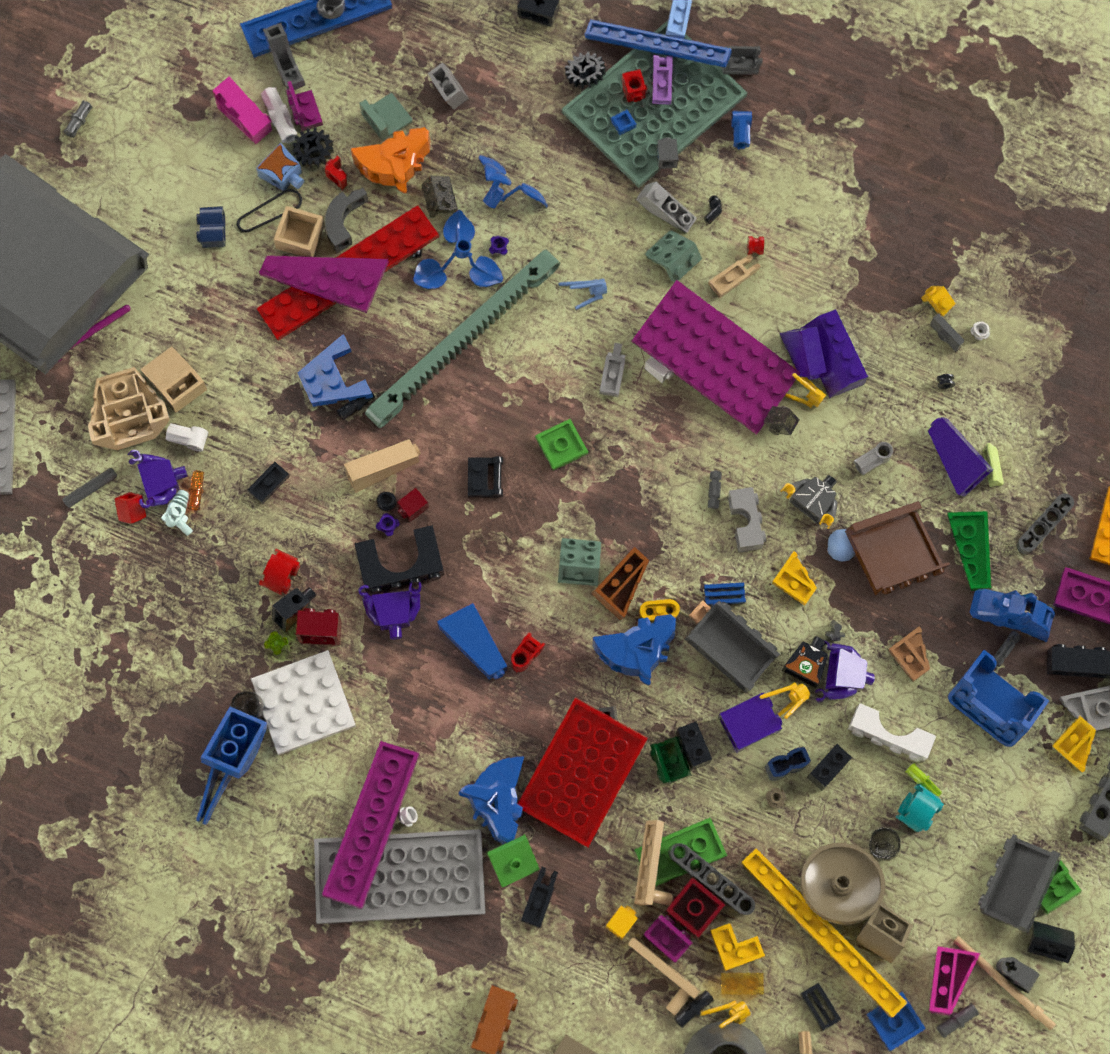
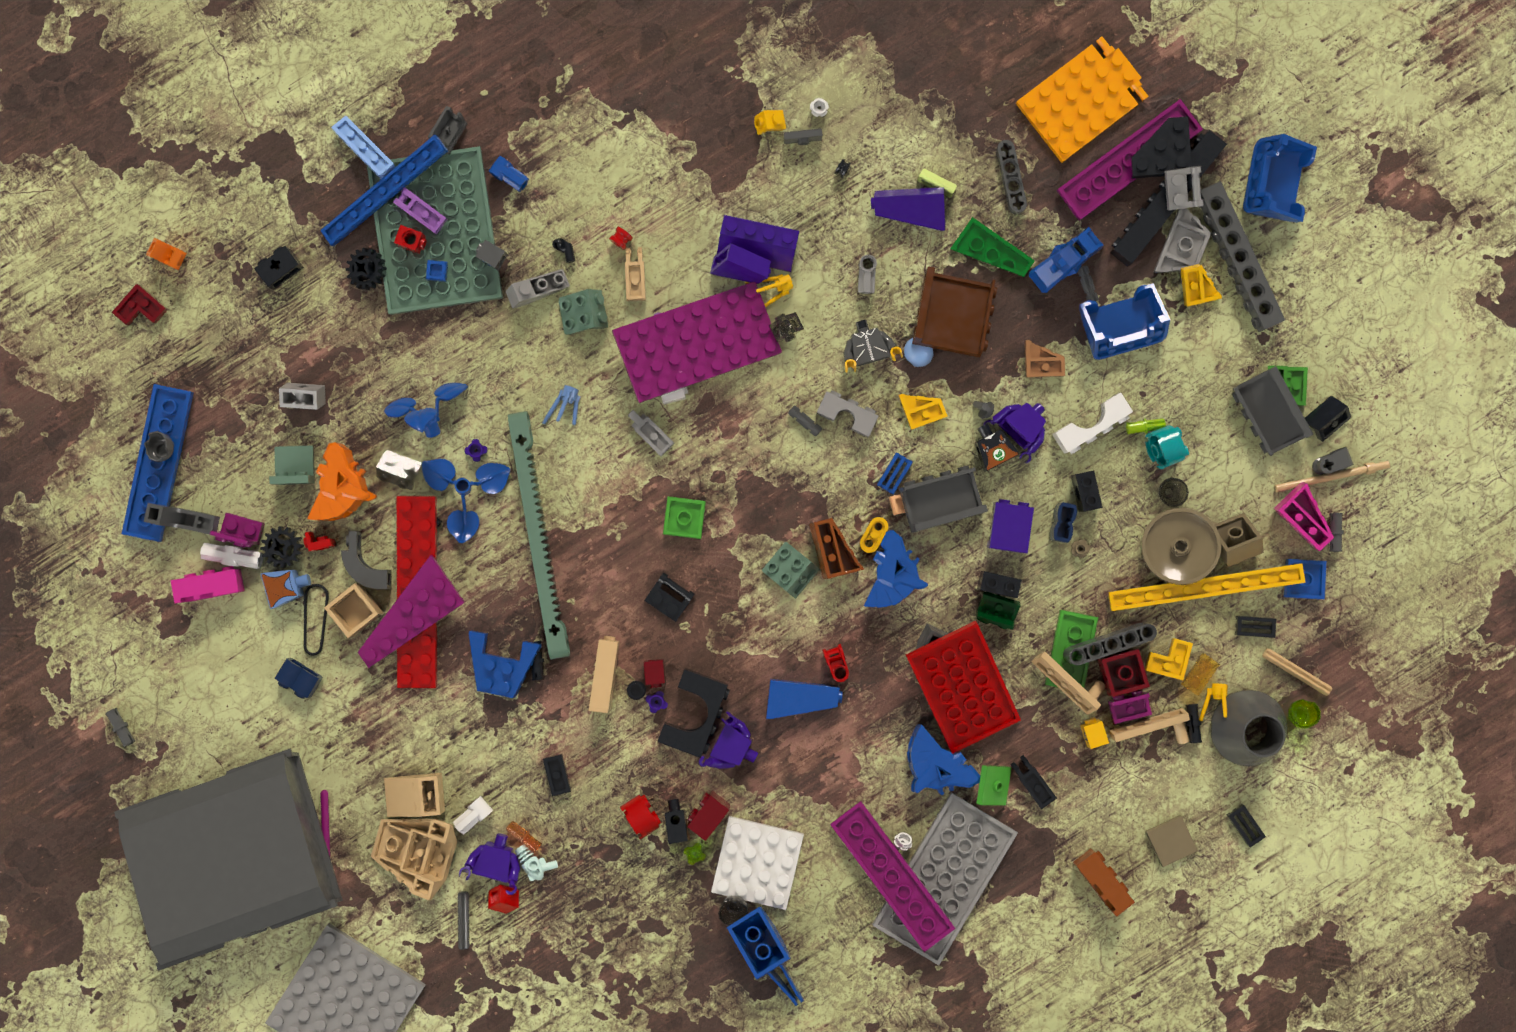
camera: 55 degrees left, 15 degrees up
(797, 695) = (1014, 474): yellow plant -> none

